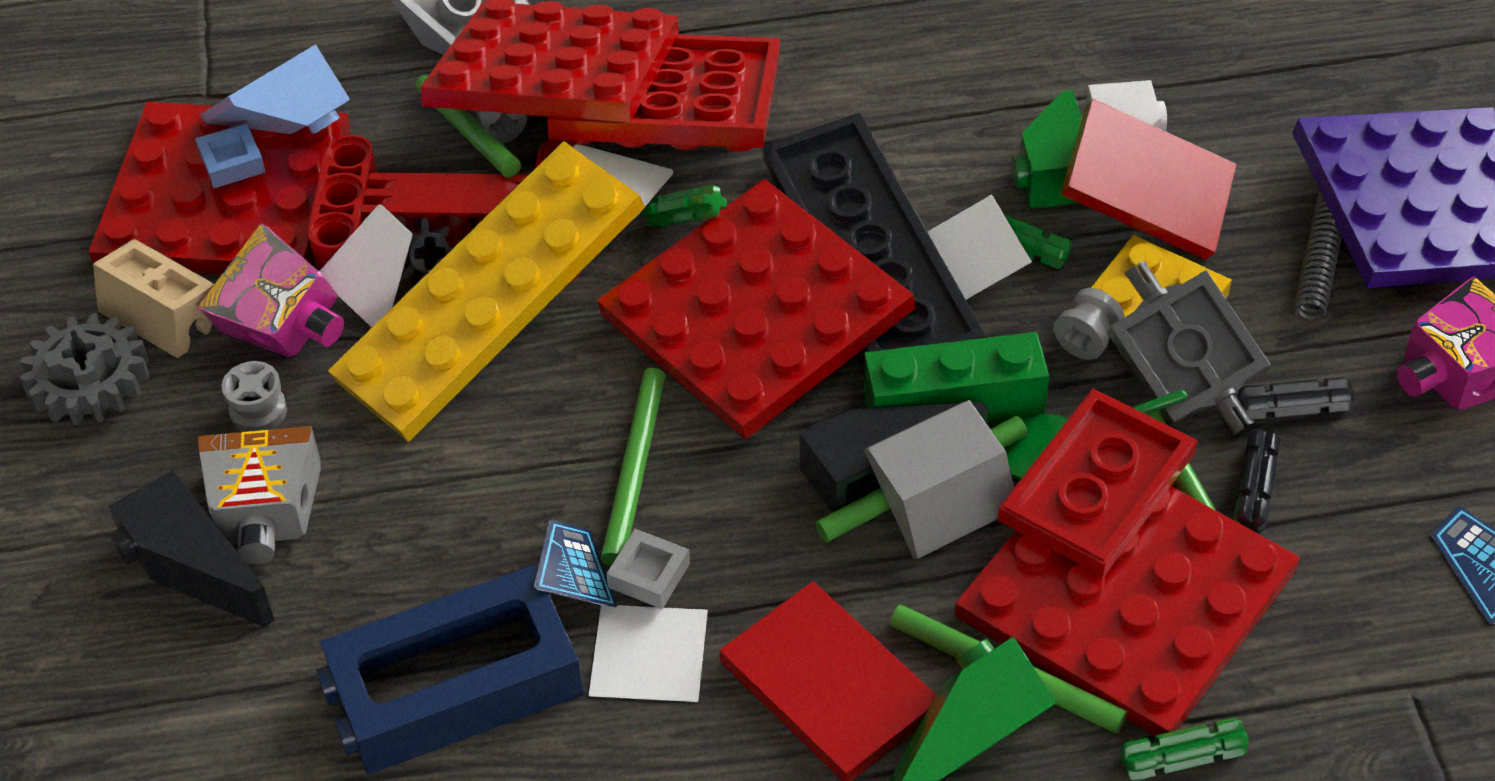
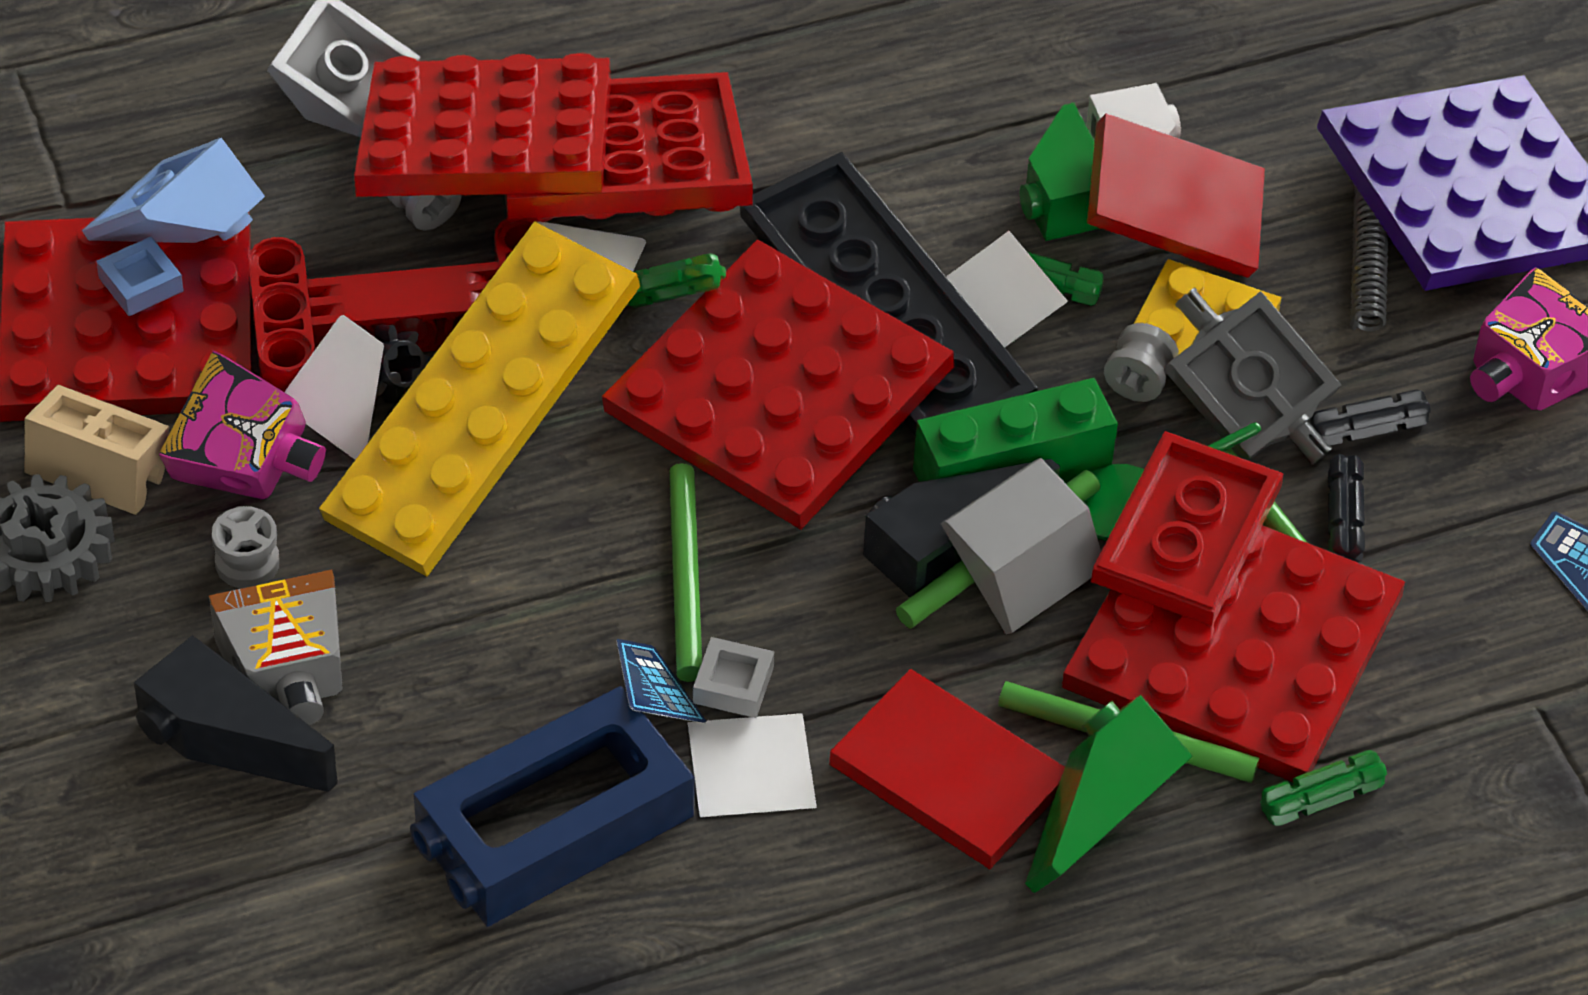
camera: 15 degrees left, 0 degrees up
(479, 137) = (403, 215): bright green bar -> none

